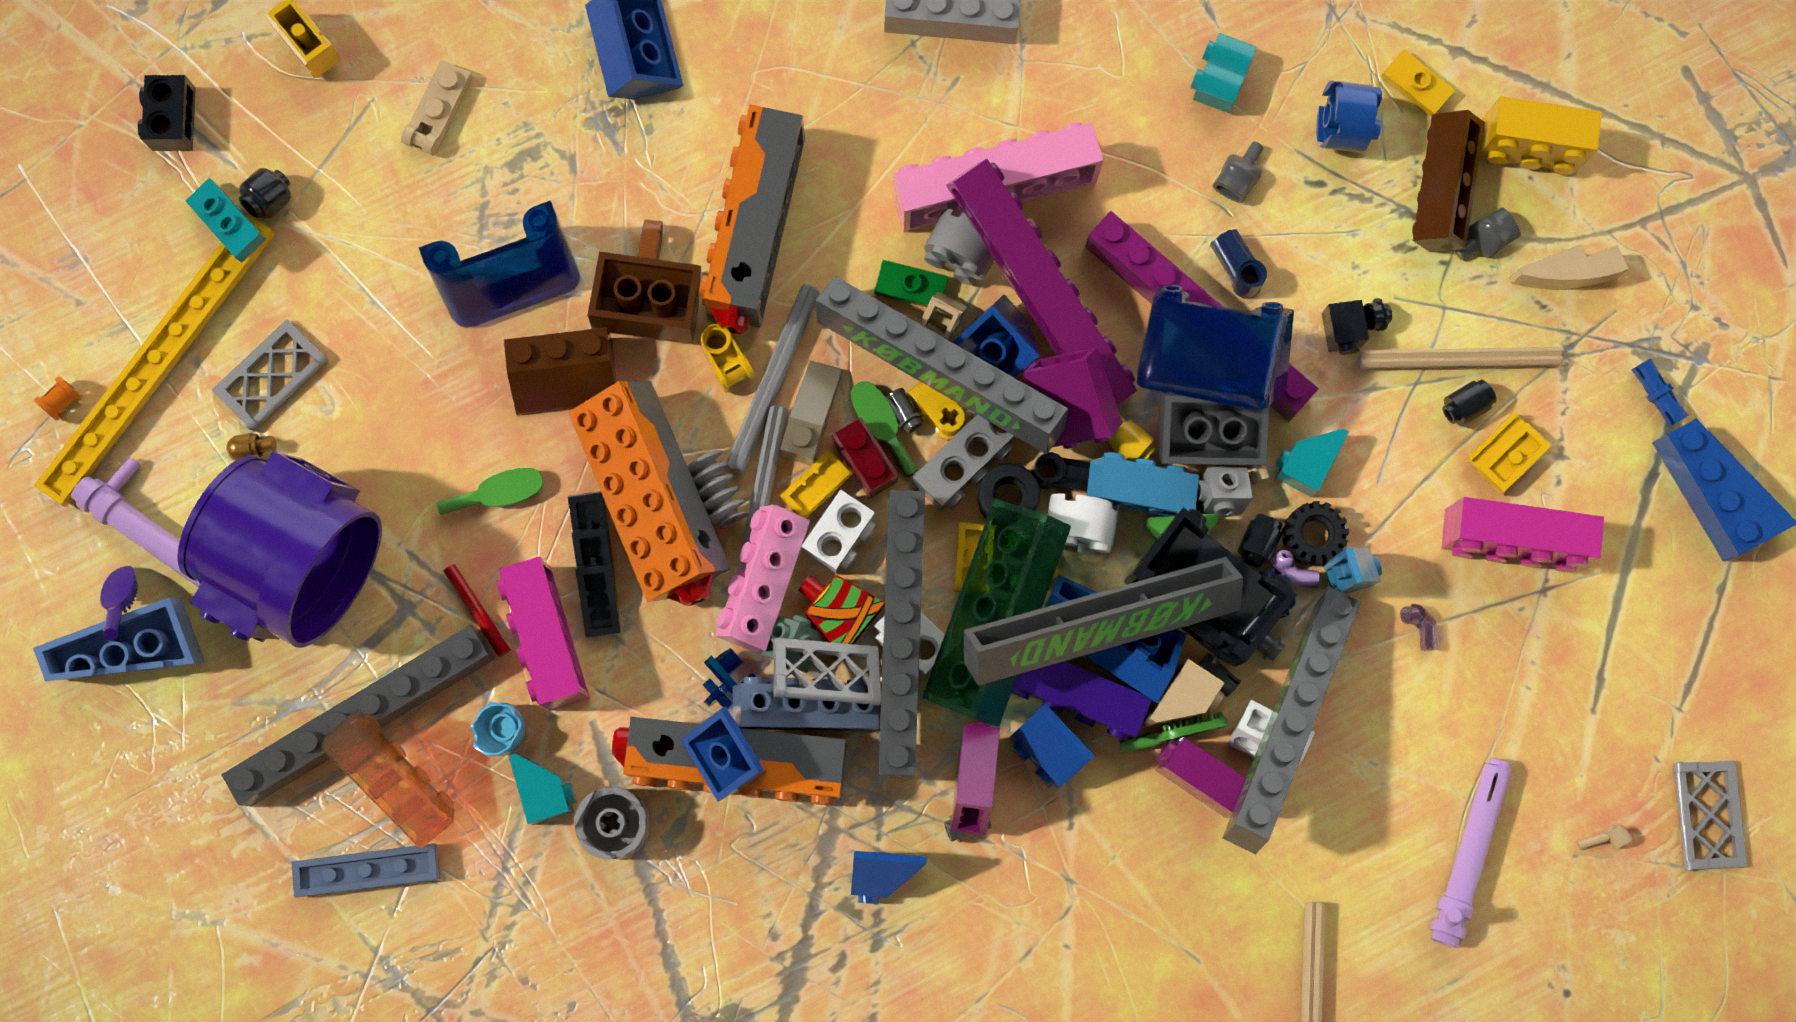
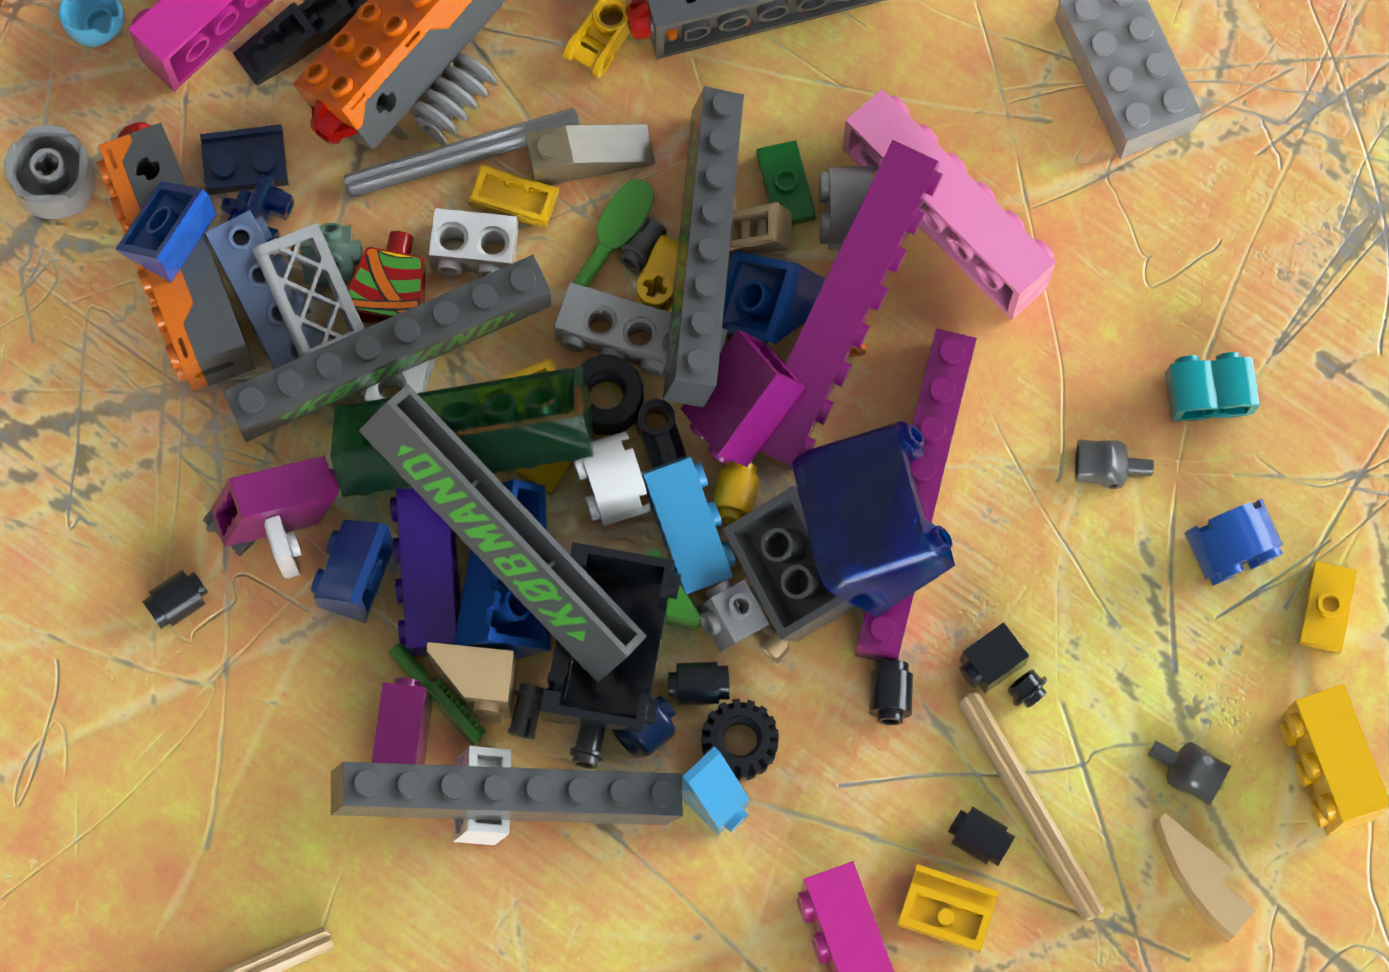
camera: 65 degrees right, 5 degrees down
(541, 791) = (51, 87): teal slope -> none
(676, 670) = (240, 156): none -> dark blue plate
(761, 577) = (381, 187): bright pink brick -> none
(772, 378) = (601, 96): light grey axle -> none
(865, 458) = (567, 228): dark red brick -> none
(881, 874) = (130, 462): blue slope -> none
(1003, 892) = (175, 598): none -> black brick
(1011, 790) = (283, 546): none -> white plate
(1237, 261) = (1003, 509): dark blue piece -> none
(1284, 564) = (687, 727): lavender arm -> none
(1309, 461) = (819, 694): teal slope -> none
(1333, 409) = (891, 692): none -> black brick
(1424, 622) = (704, 907): arm -> none
(1448, 181) = (1224, 689): reddish brown brick -> none

